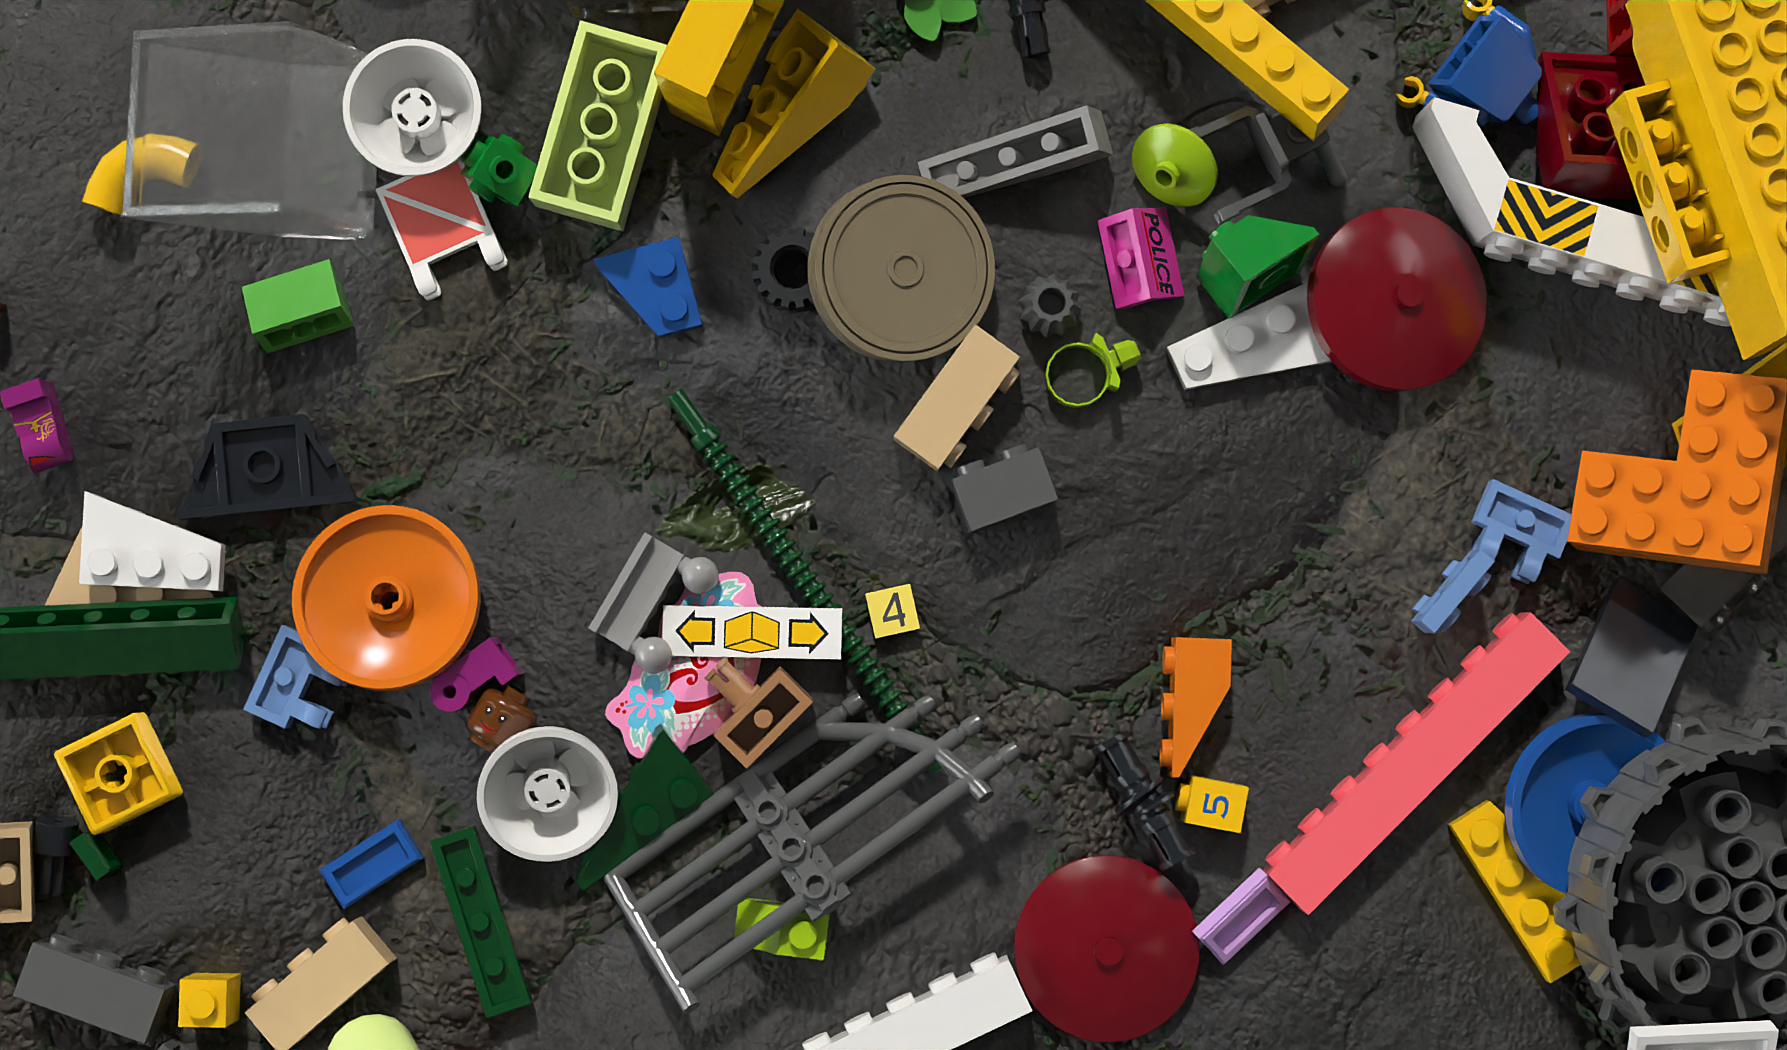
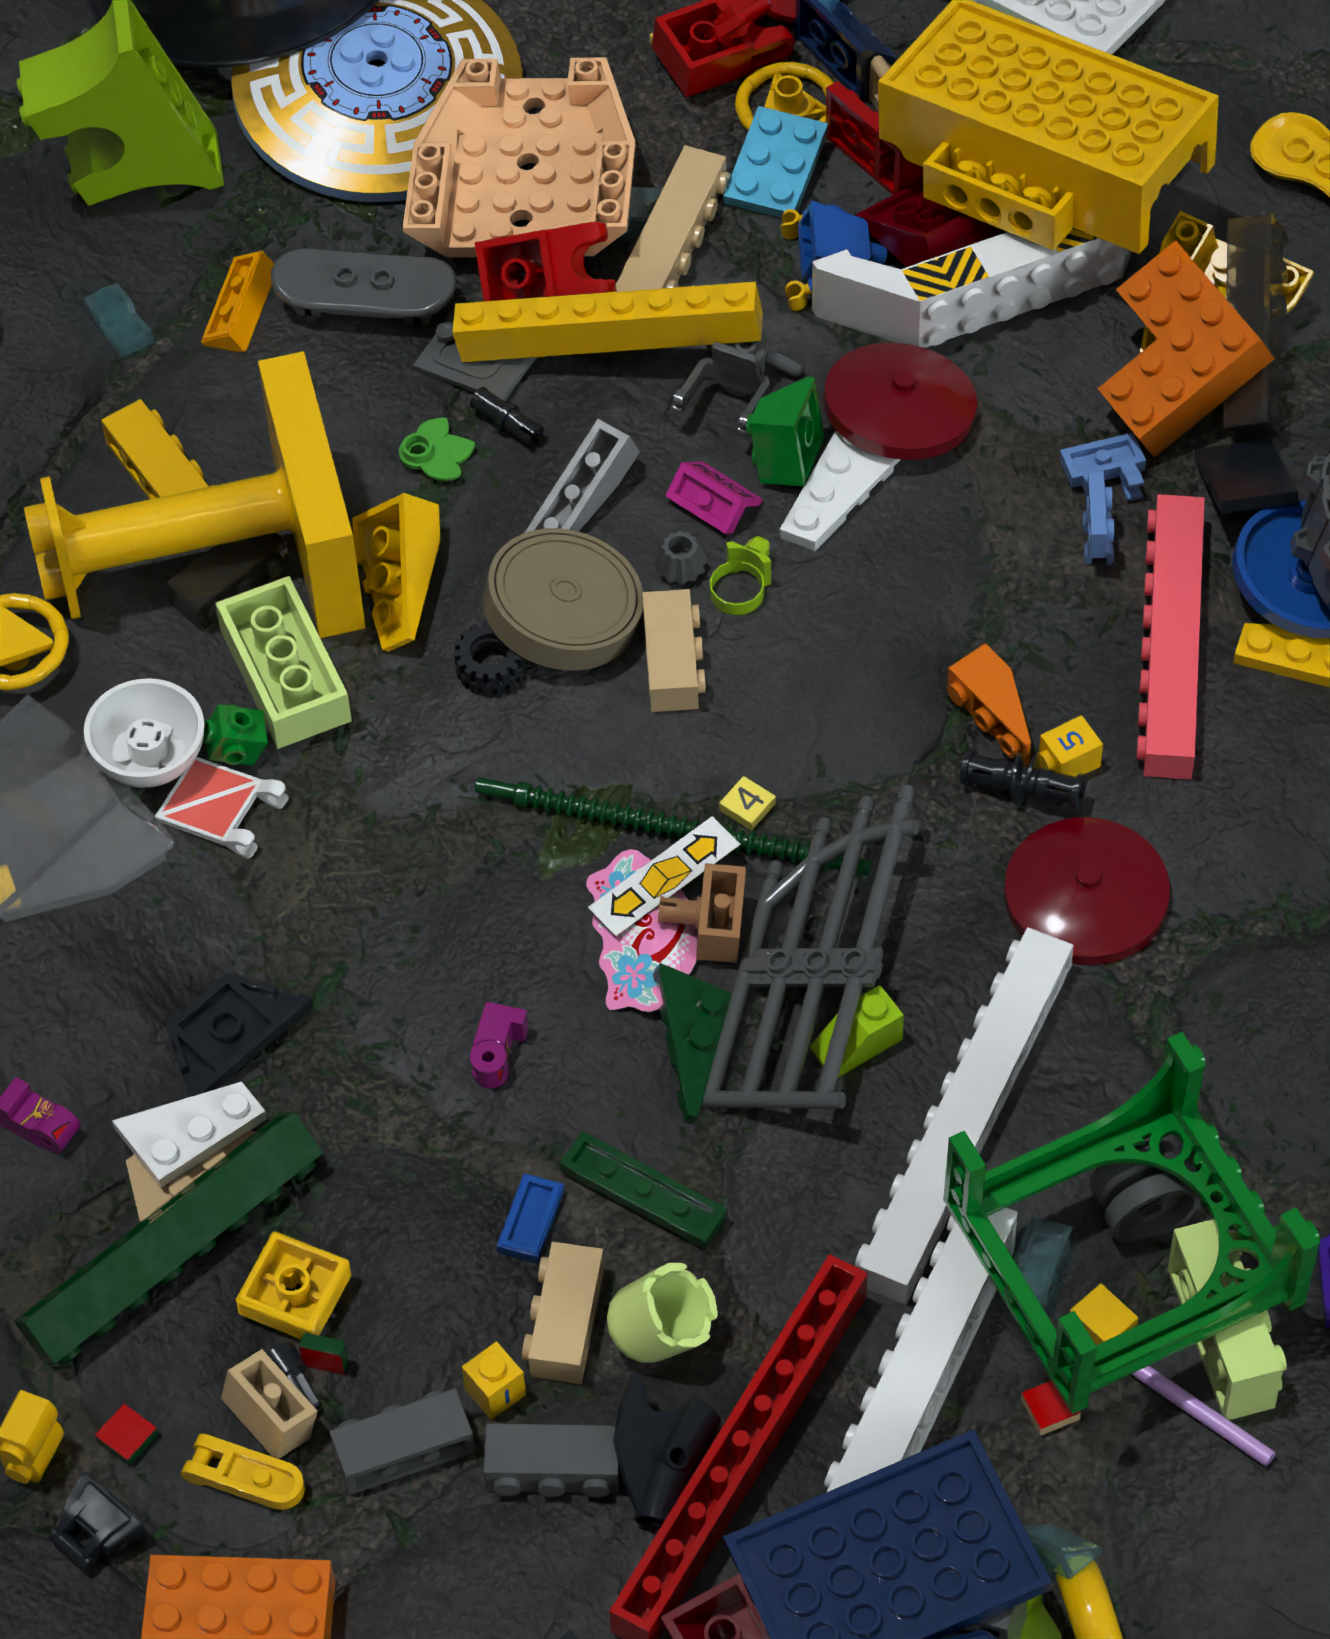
camera: 35 degrees left, 30 degrees down
(284, 682) = (361, 1143): medium blue plate -> none
(297, 306) = (163, 916): bright green brick -> none
(356, 568) = (390, 1033): orange dish -> none
(499, 717) = (541, 1052): reddish brown head -> none
(541, 816) = (624, 1037): white piece -> none
(637, 596) = (565, 914): light grey gear -> none
(655, 285) = (404, 735): blue wing -> none
(1004, 488) = (752, 677): dark grey brick -> none
(1174, 165) = (685, 406): lime dish -> none
(1241, 916) = (1154, 802): lavender tile -> none

